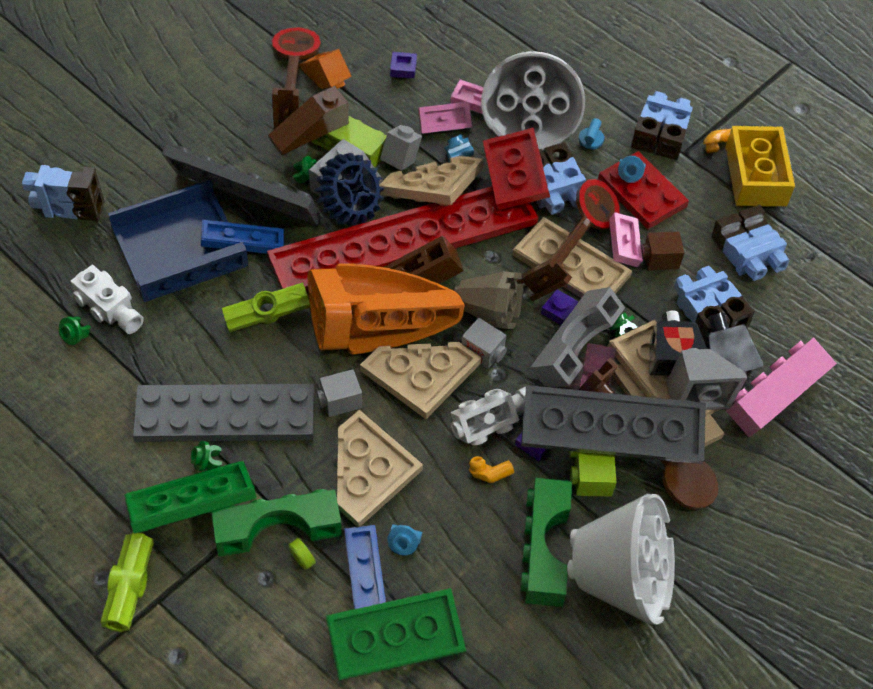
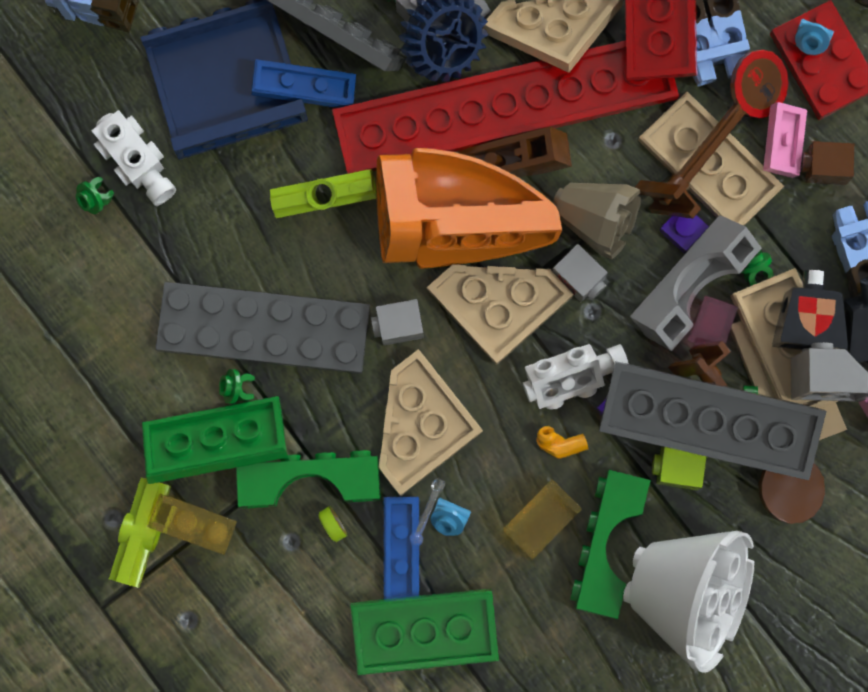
camera: 15 degrees right, 25 degrees up
(175, 561) = (192, 524): none -> clear yellow brick
(377, 555) = (437, 486): none -> clear hinge
(484, 529) = (541, 519): none -> clear yellow panel

